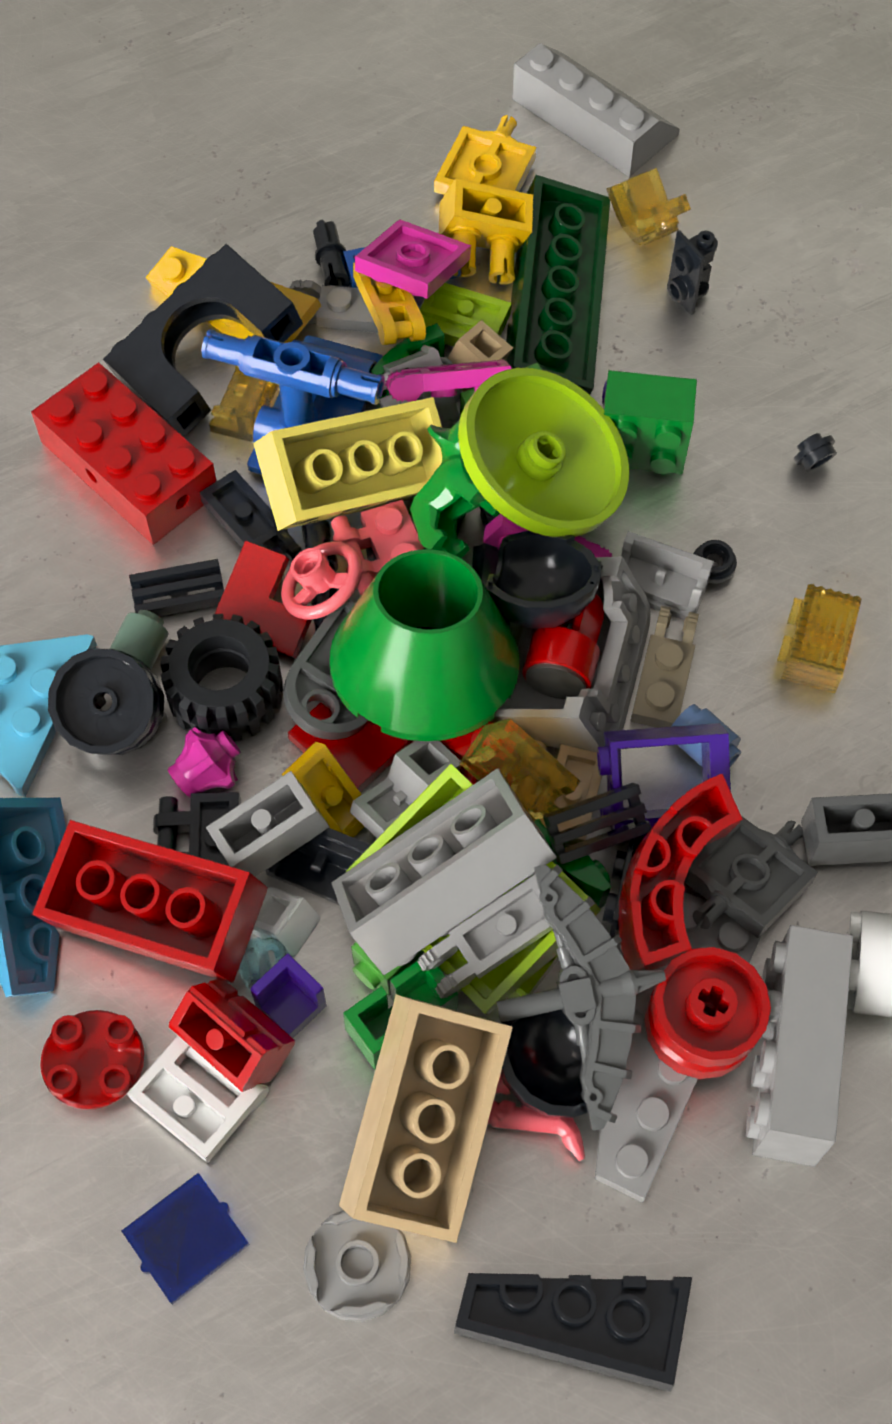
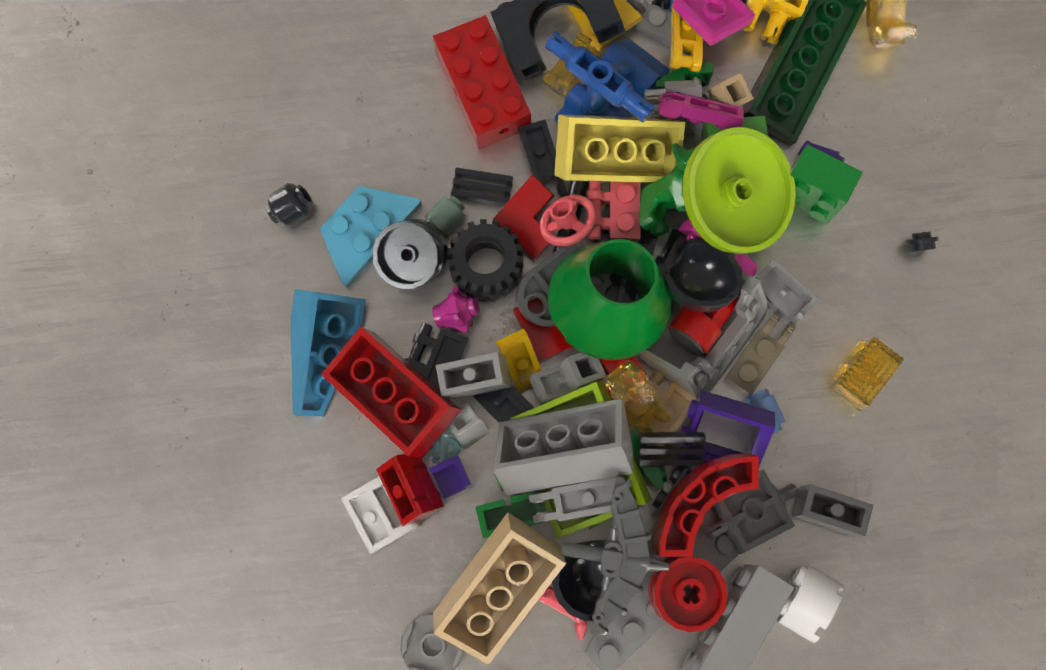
camera: 25 degrees right, 15 degrees up
(92, 1059) = (329, 467): red dish -> none
(185, 1238) = (345, 590): clear blue piece -> none
(461, 309) = (732, 57): lime plate -> none
(691, 268) = (897, 80): black hinge -> none
(723, 555) = (829, 290): black plate -> none

